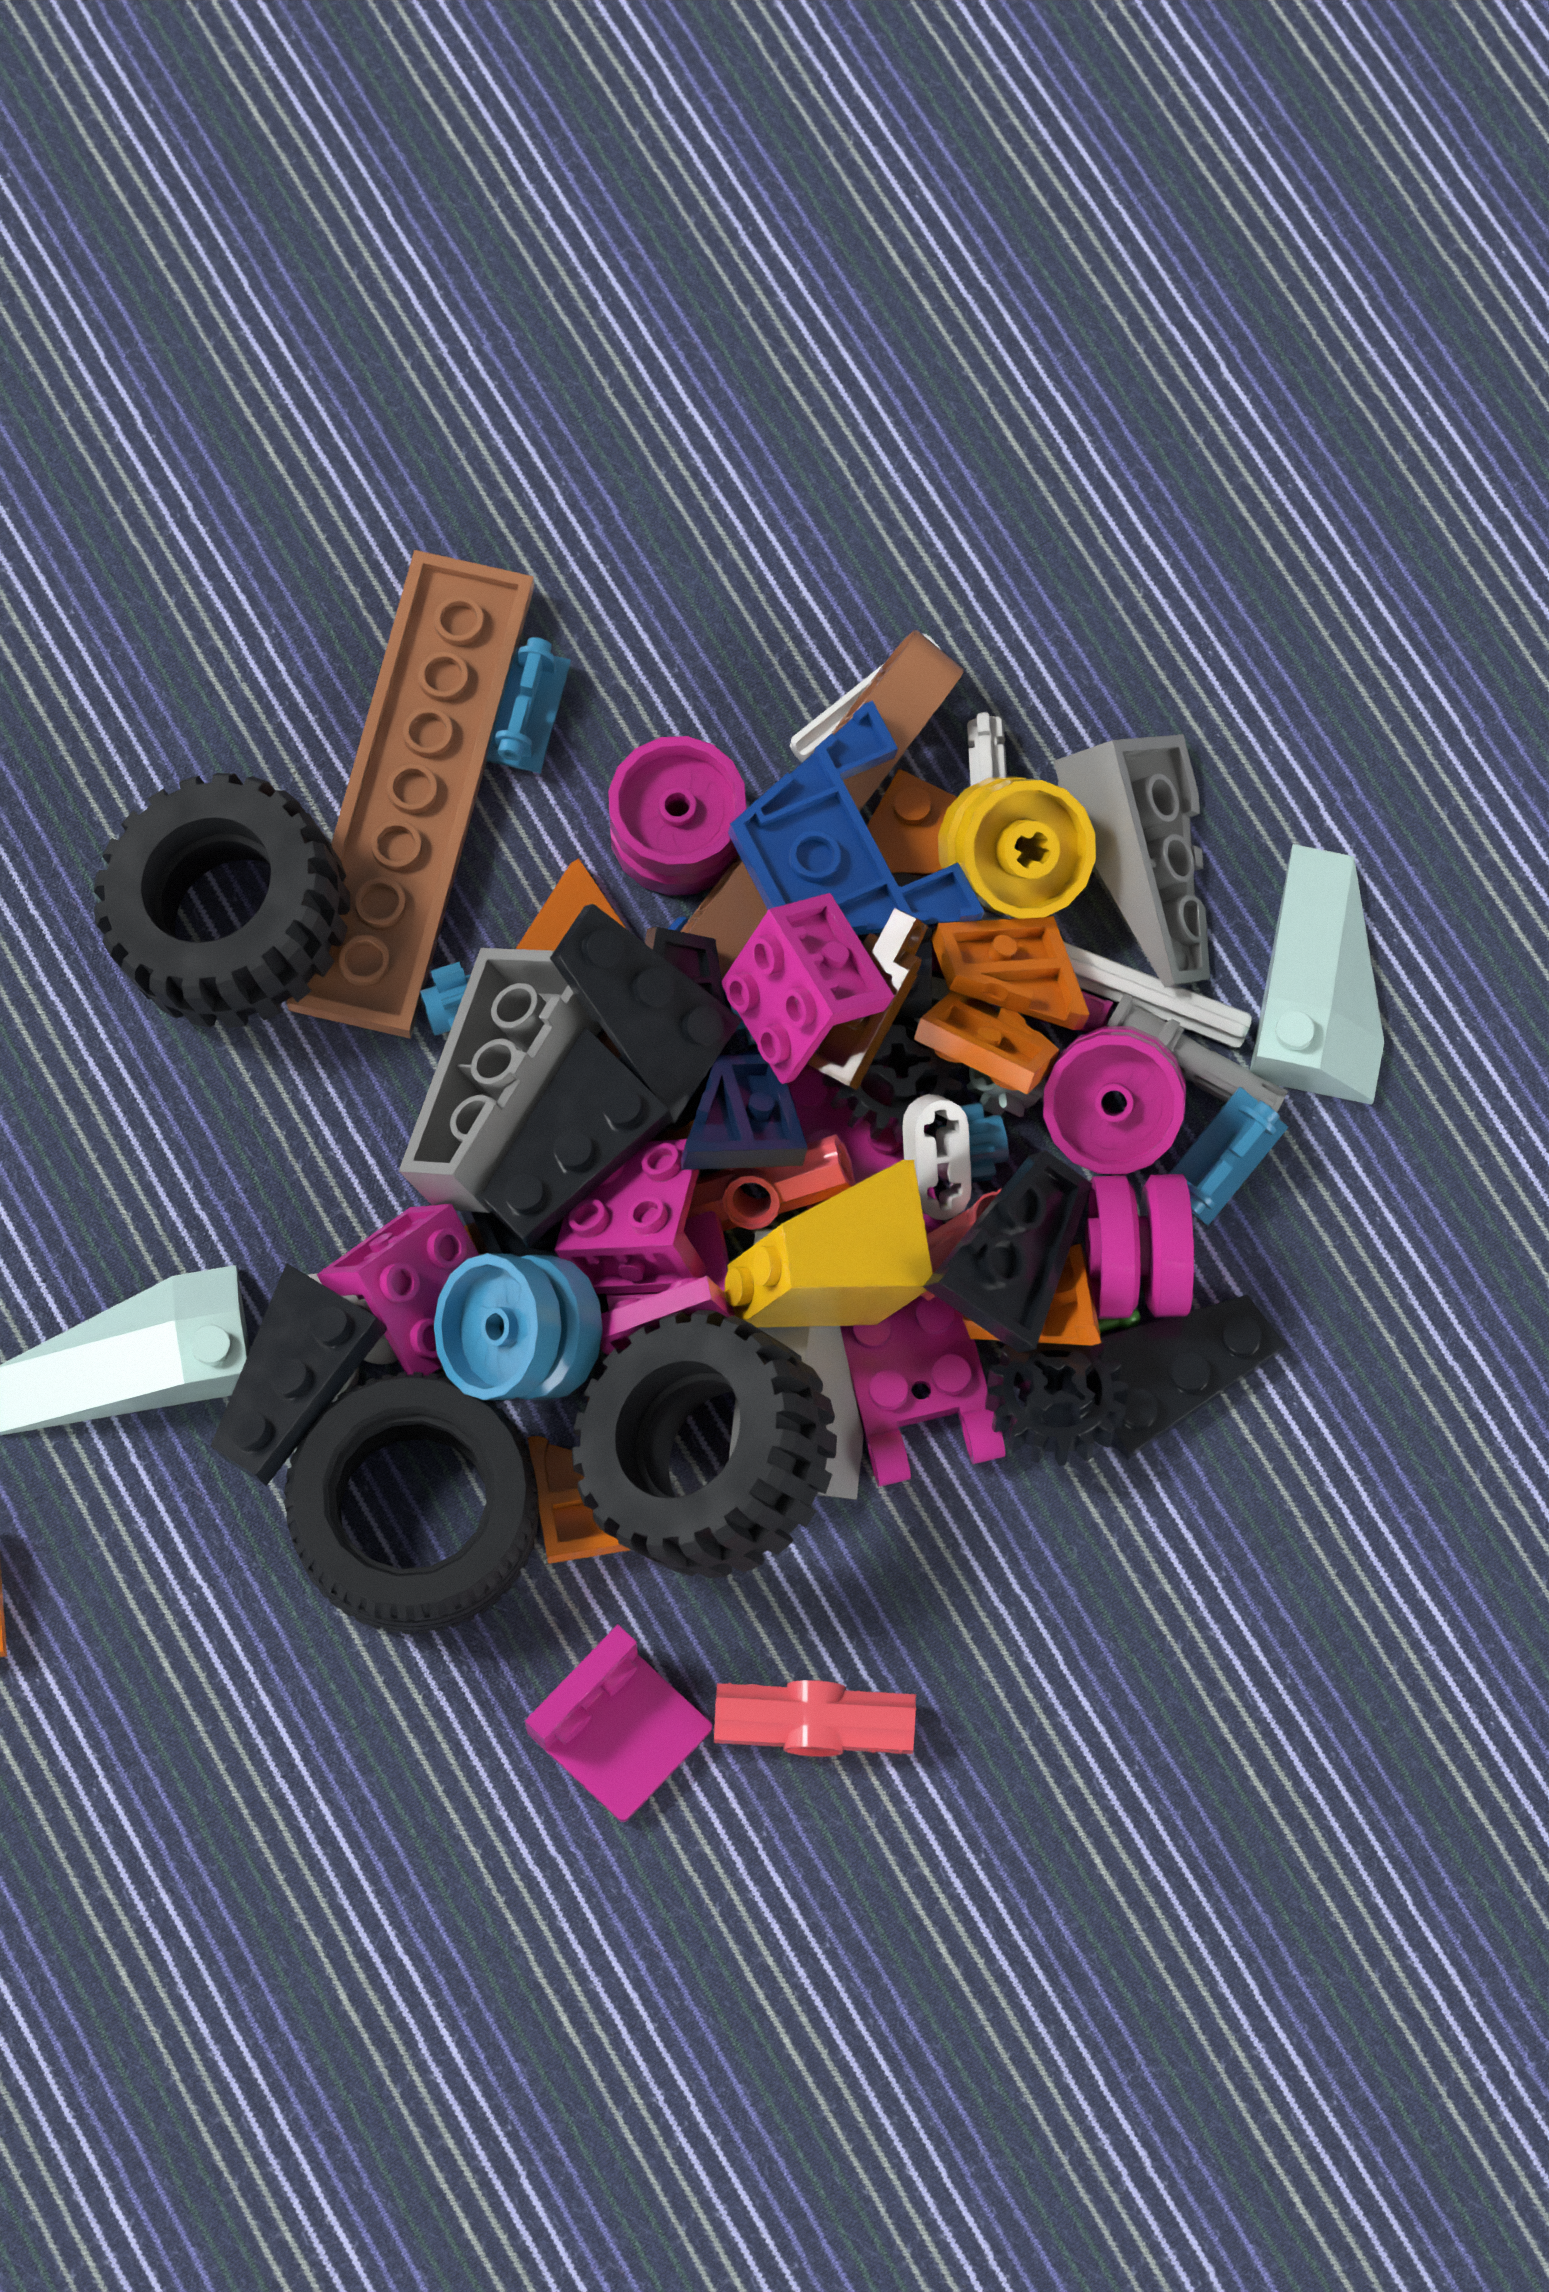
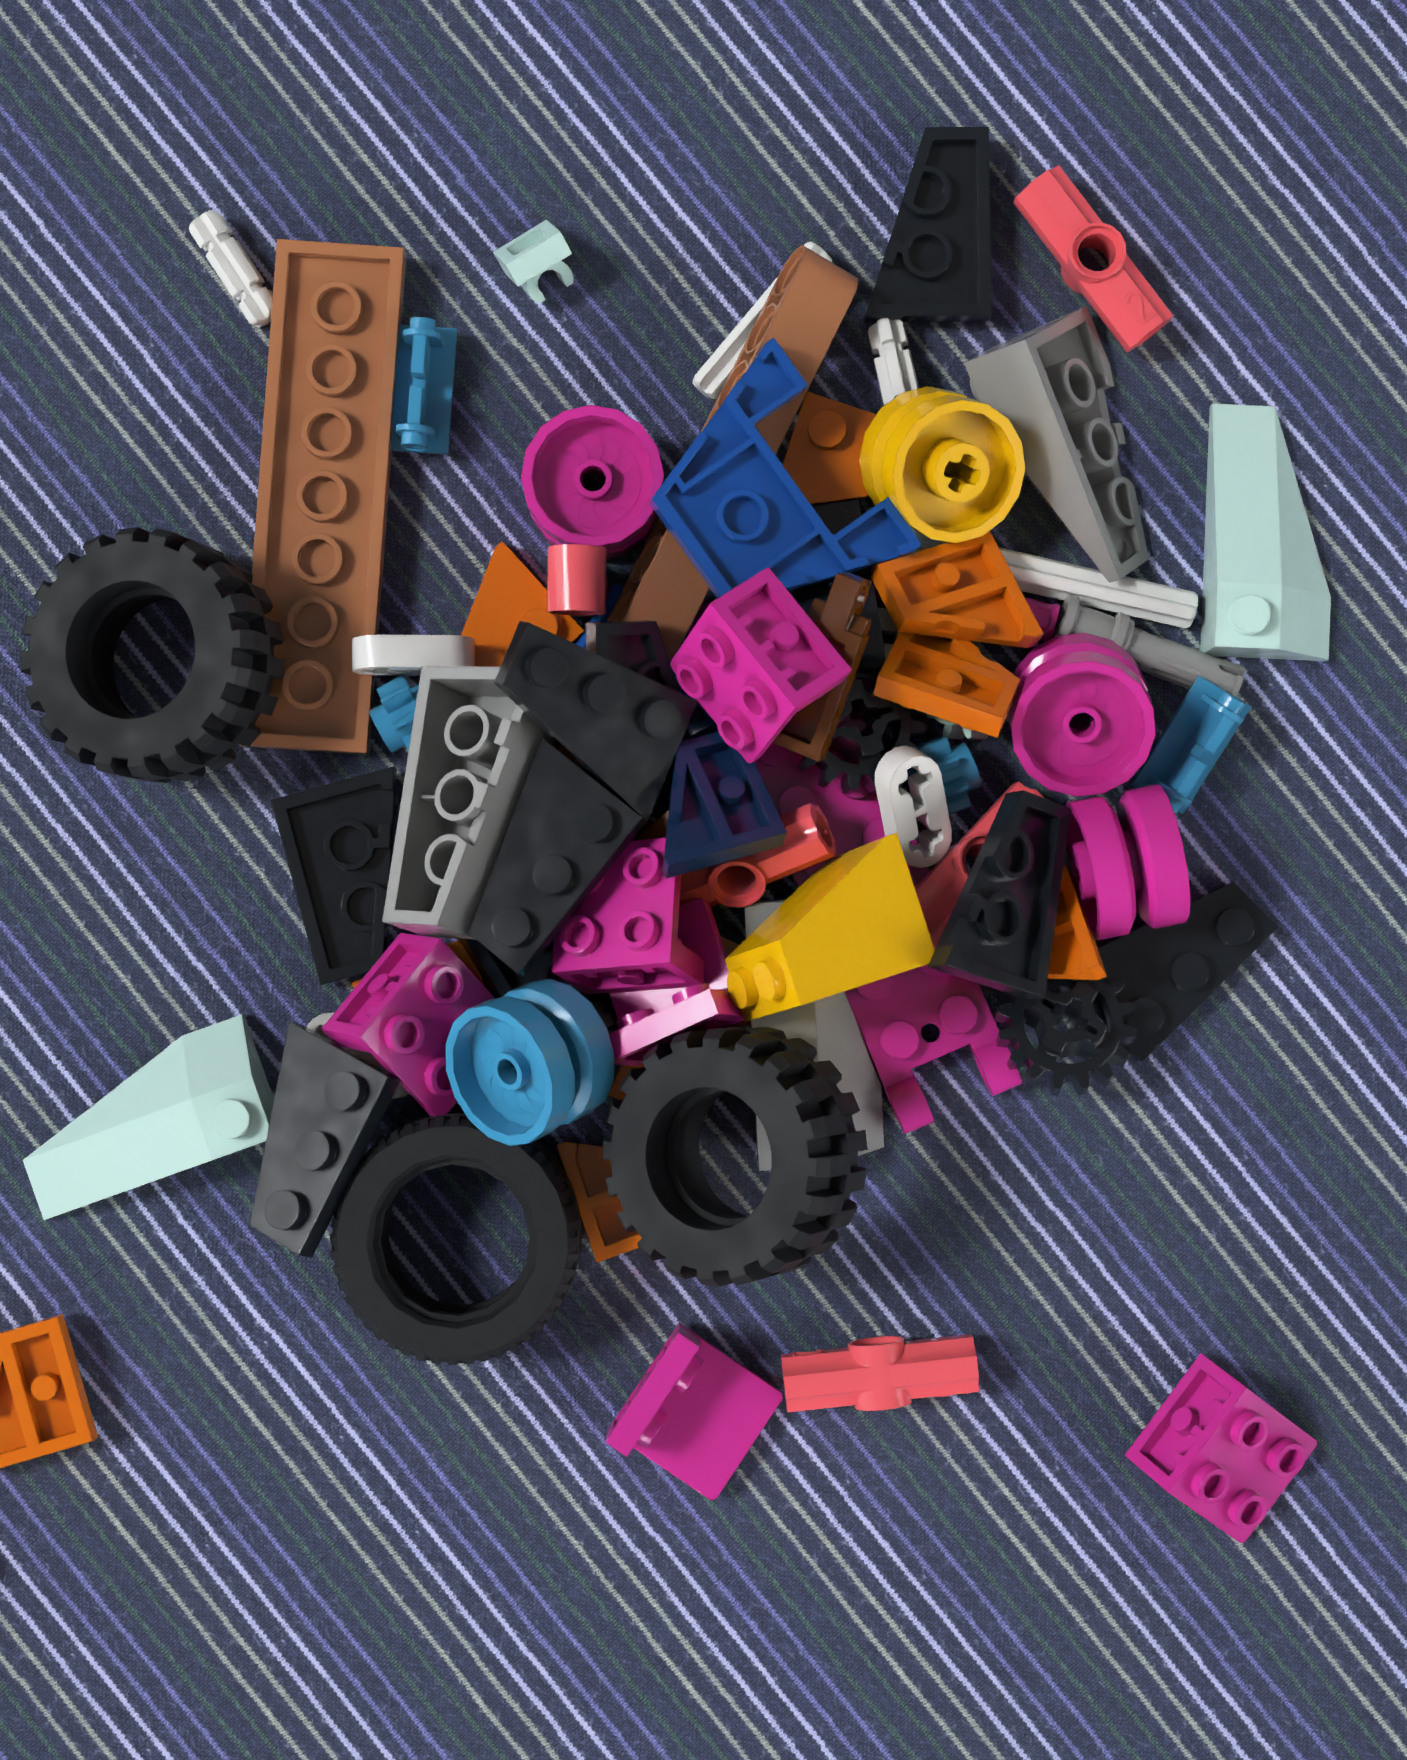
camera: 10 degrees left, 15 degrees up
(361, 1131) = (340, 868): none -> black wing
(367, 571) = (233, 267): none -> white axle
(459, 937) = (408, 653): none -> white beam
(645, 893) = (577, 580): none -> coral piece
(655, 603) = (533, 254): none -> light aqua tile
(1051, 652) = (941, 237): none -> black wing
(1157, 1857) = (1221, 1449): none -> dark pink bracket
(1210, 722) = (1070, 224): none -> coral piece

